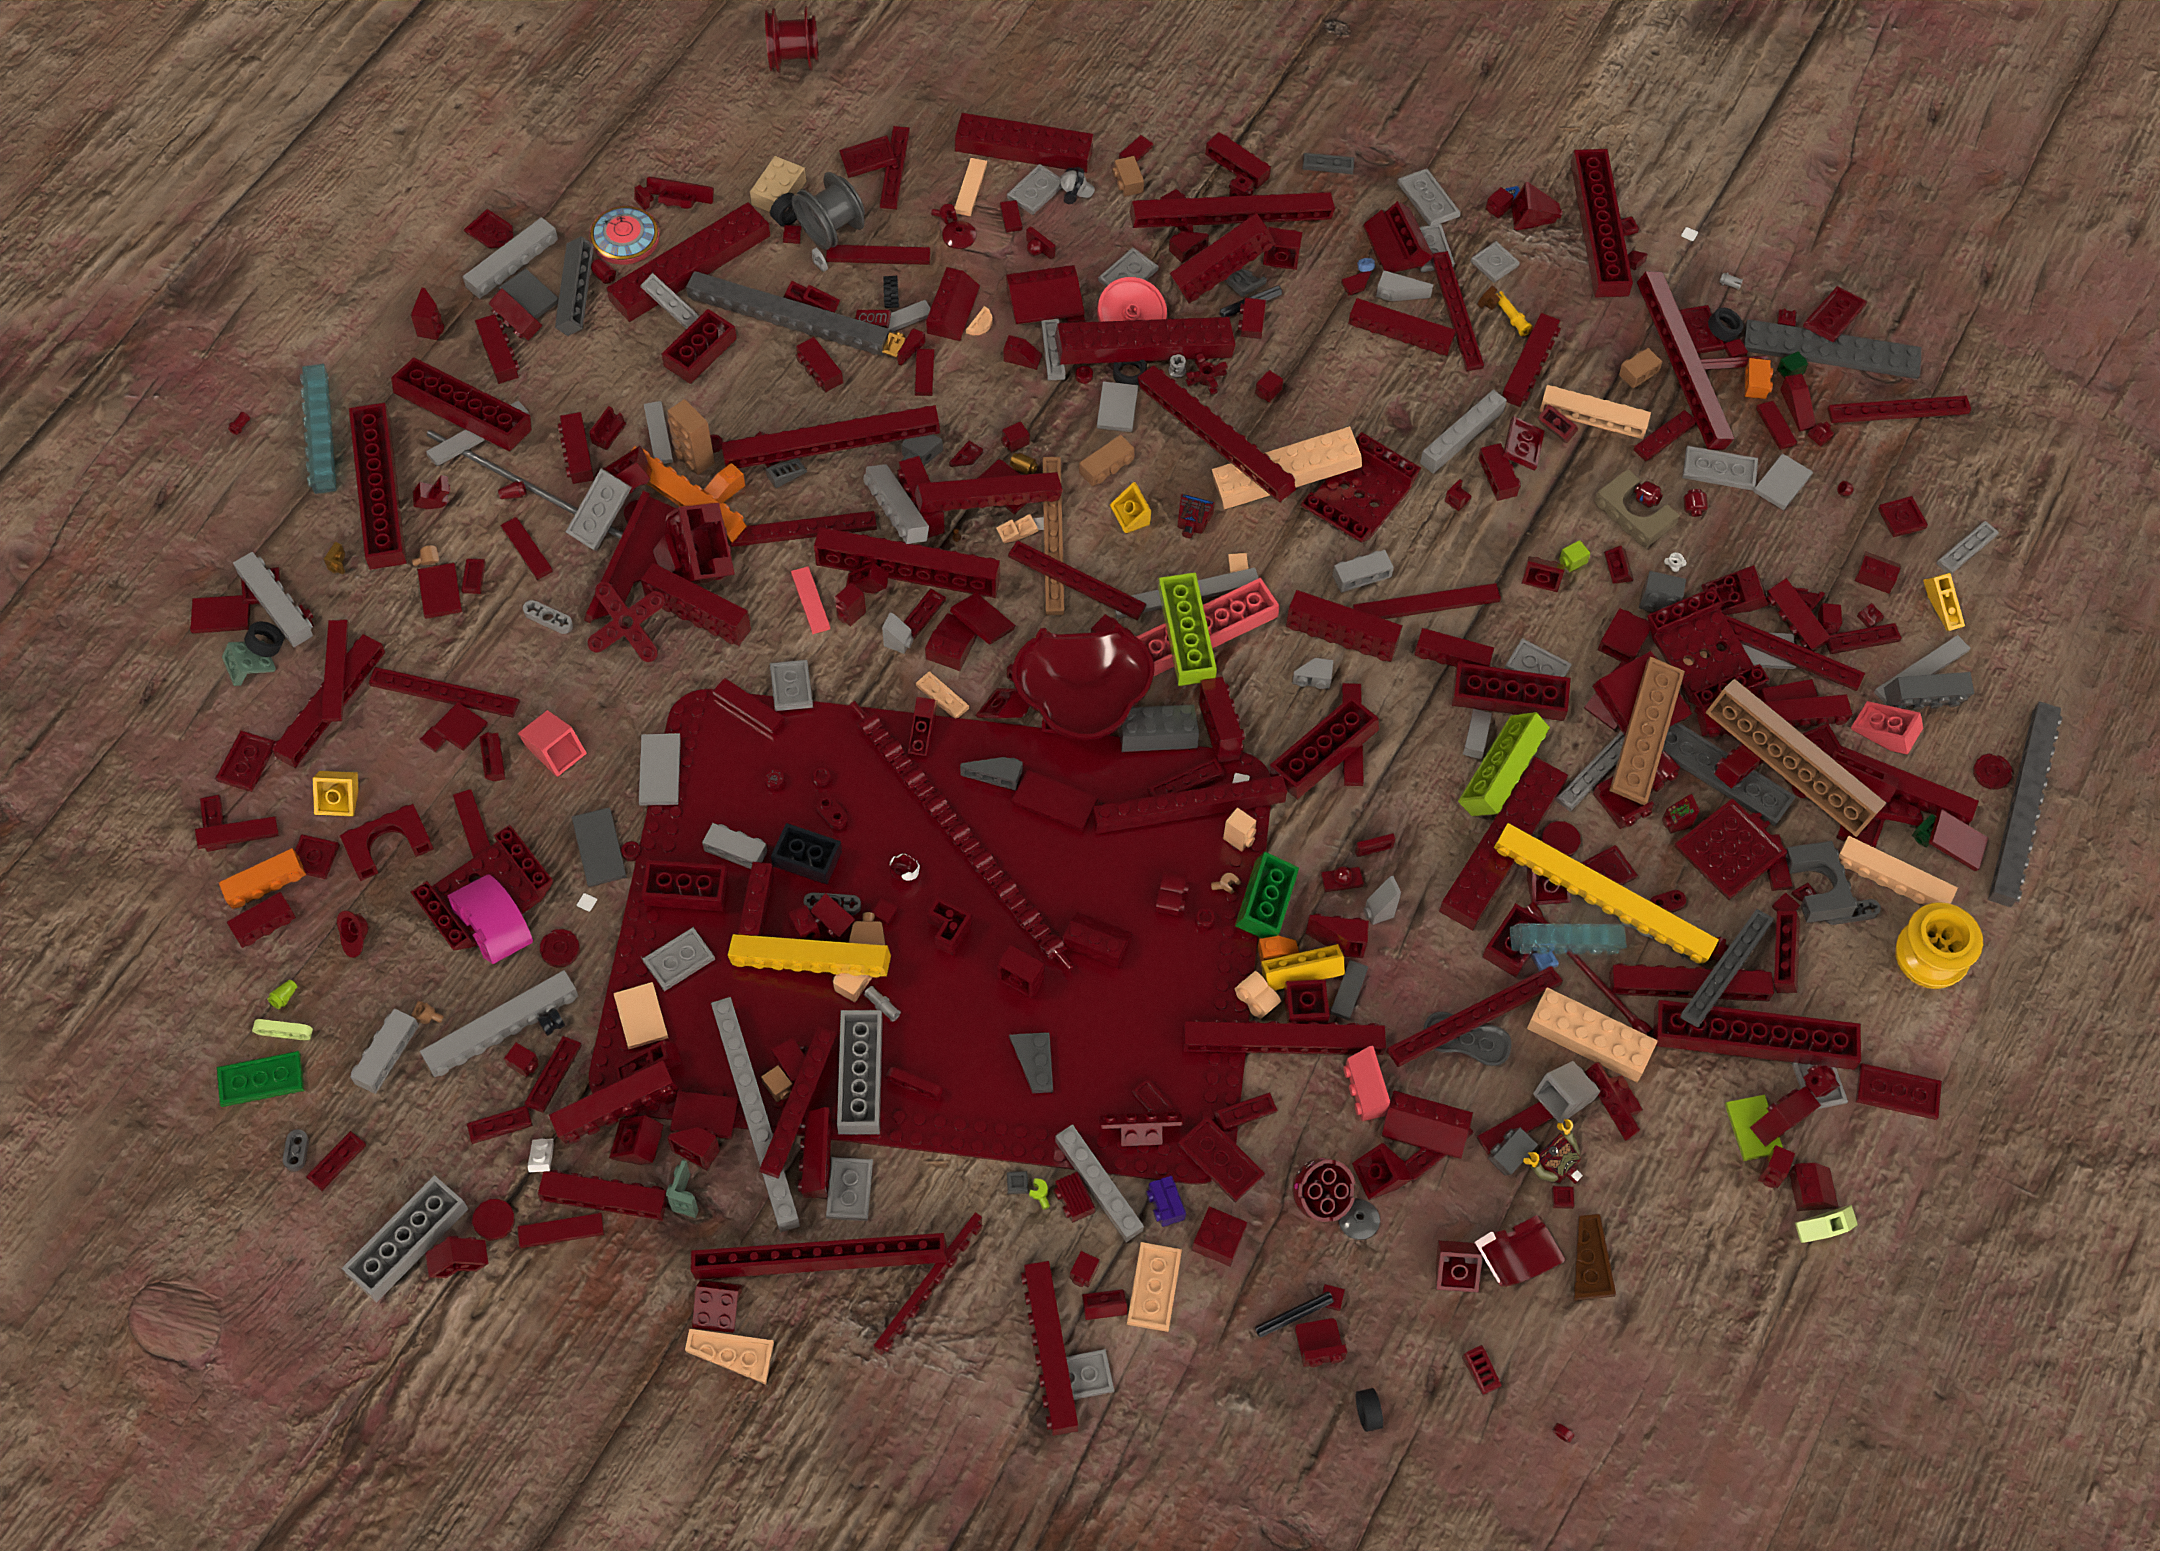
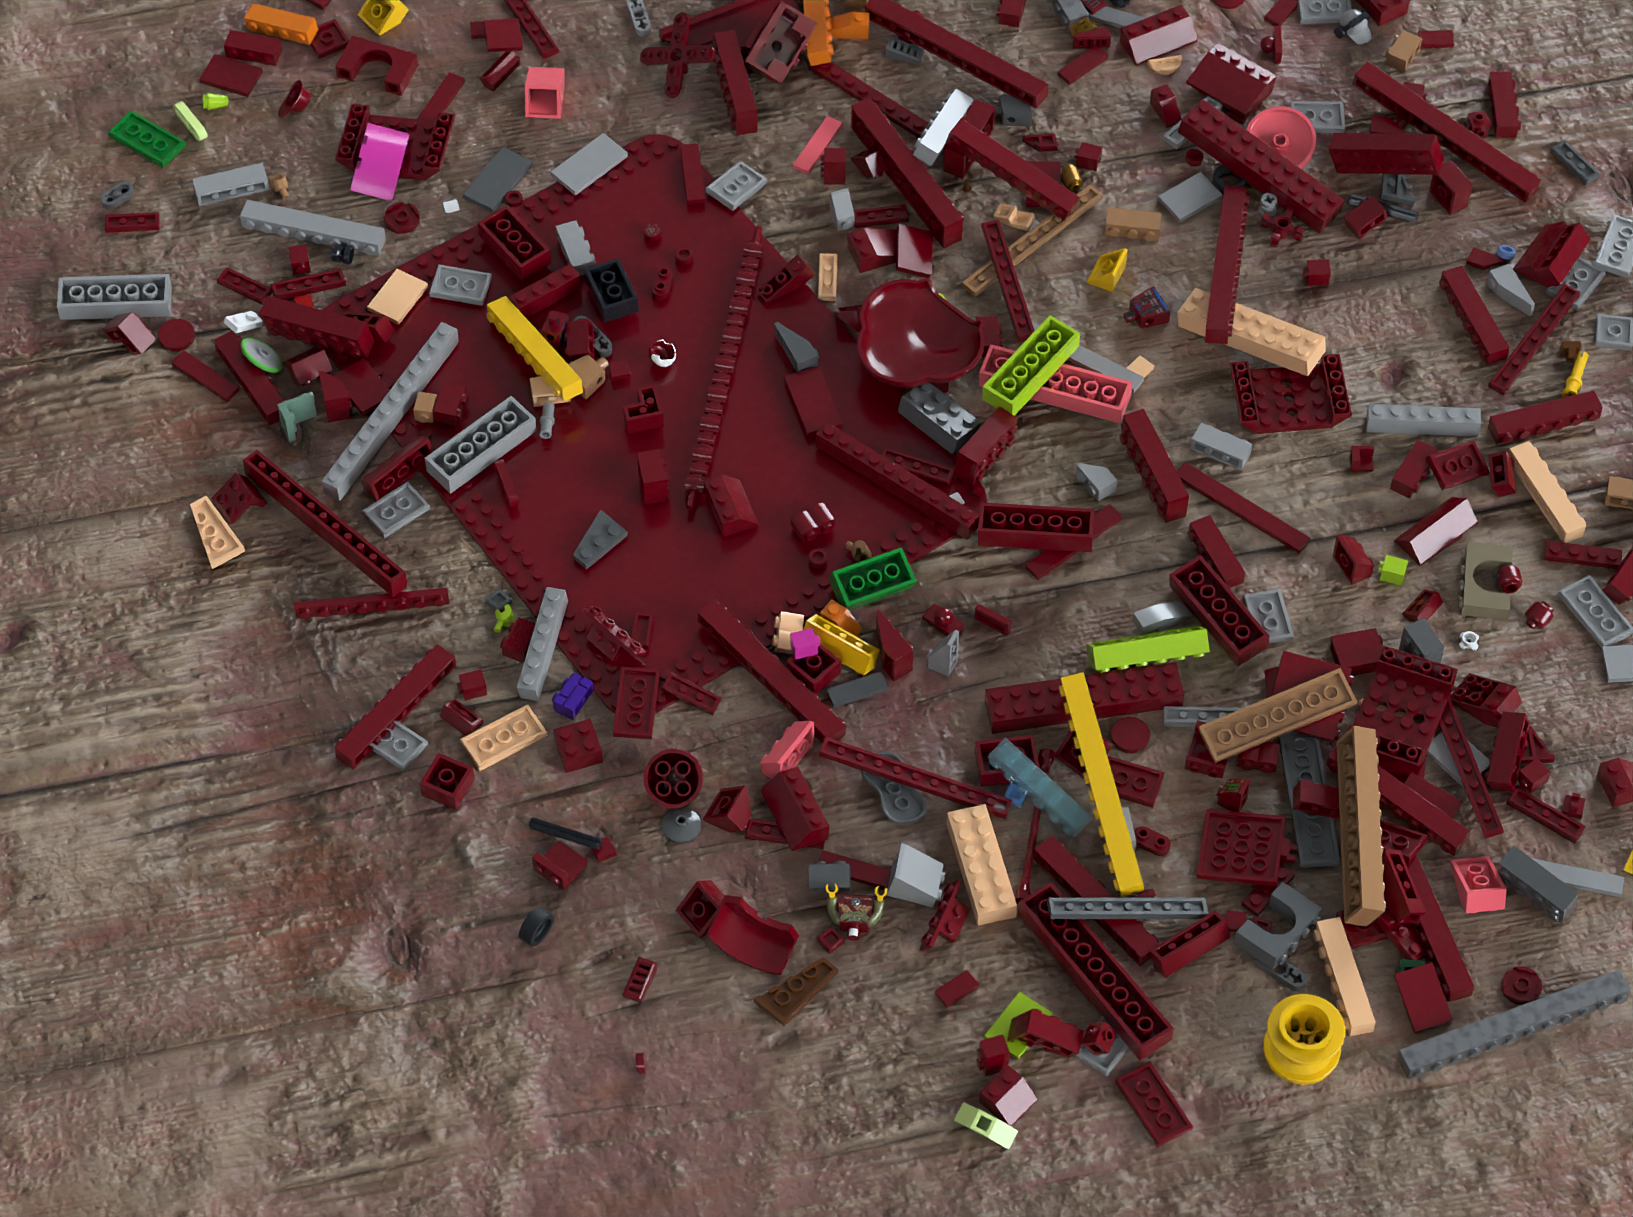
camera: 50 degrees right, 5 degrees down
(268, 959) = (231, 75): none -> dark red tile
(567, 1091) = (304, 300): none -> red tile
(592, 1168) = (261, 355): none -> light grey wheel
(798, 1102) = (419, 423): dark red plate -> none
(1164, 1366) = (447, 781): none -> dark red brick
(1240, 830) = (906, 522): light nougat brick -> none
(1291, 992) = (804, 643): none -> dark pink brick
(1563, 501) = (1437, 530): none -> slope
(1685, 1143) = (956, 989): none -> dark red tile

